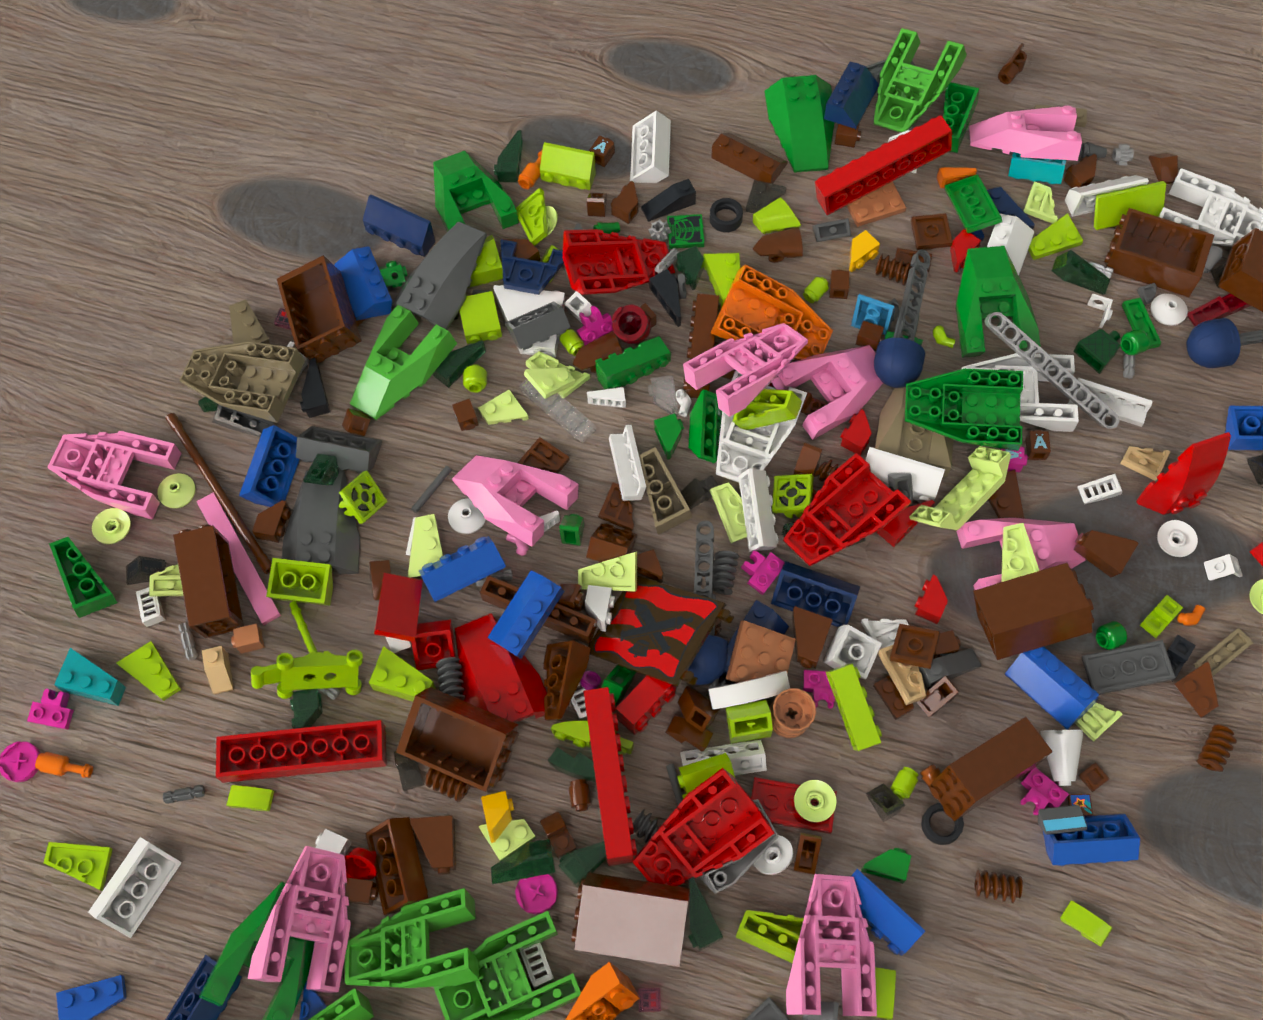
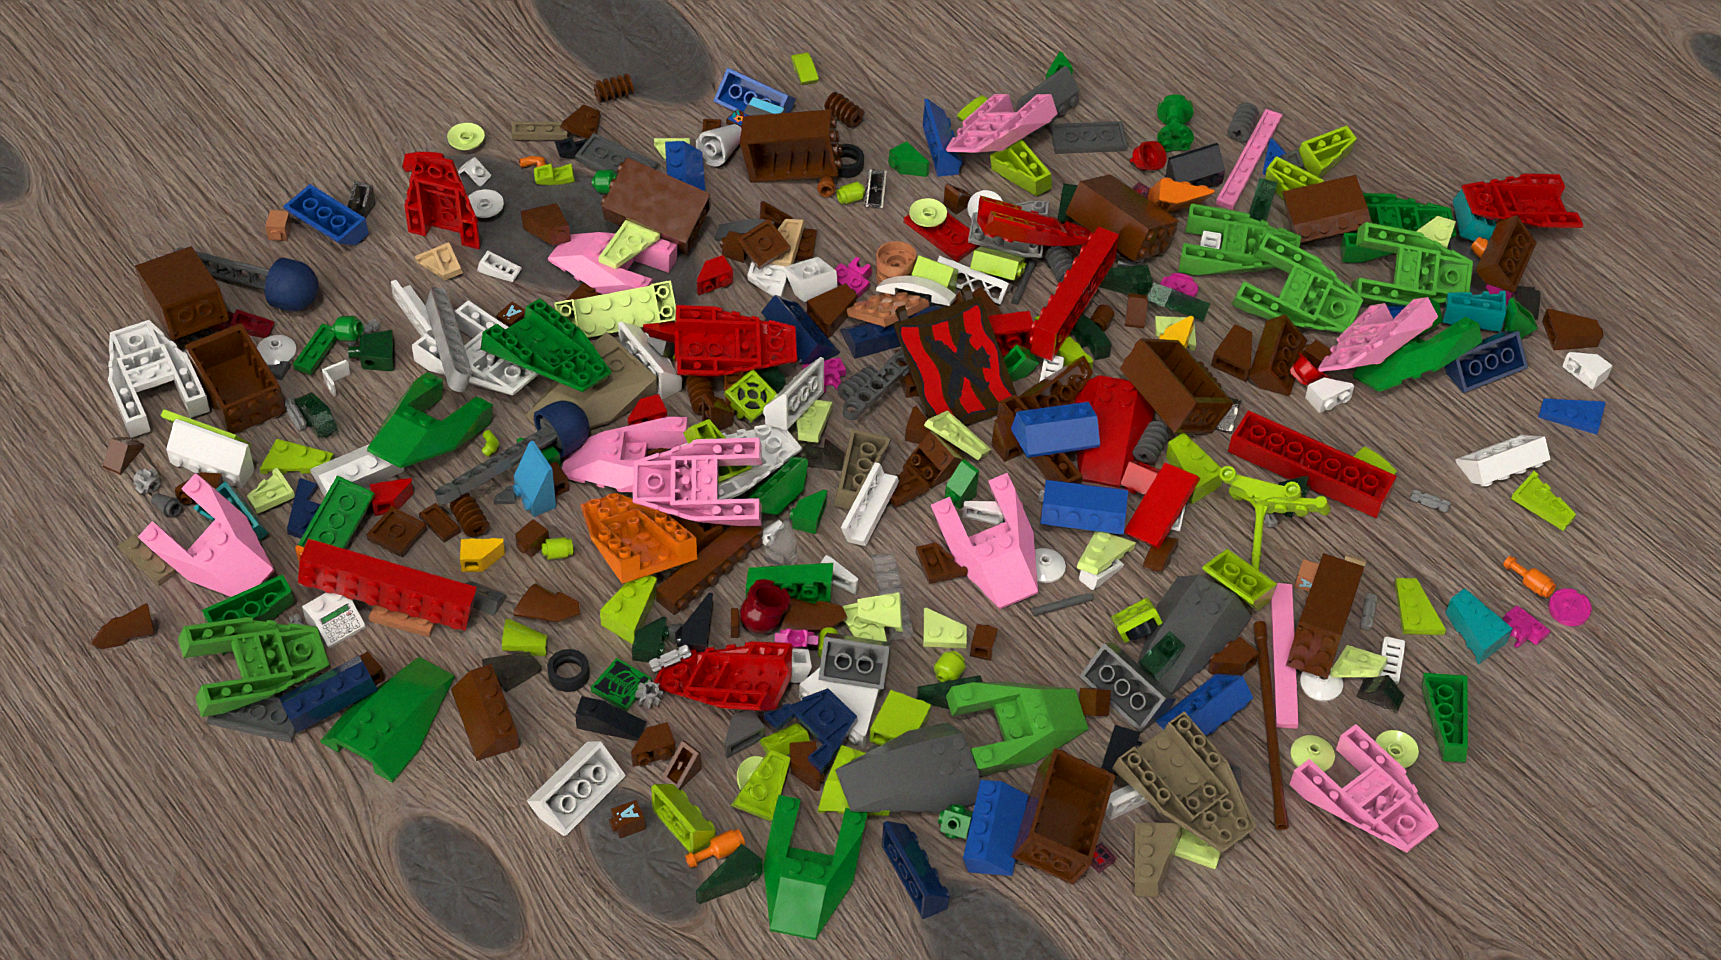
camera: 150 degrees left, 15 degrees down
(590, 680) = (1032, 379): magenta tile -> none
(598, 605) = (982, 421): white slope -> none
(608, 227) = (701, 733): green cone -> none
(853, 707) = (845, 242): lime brick -> none

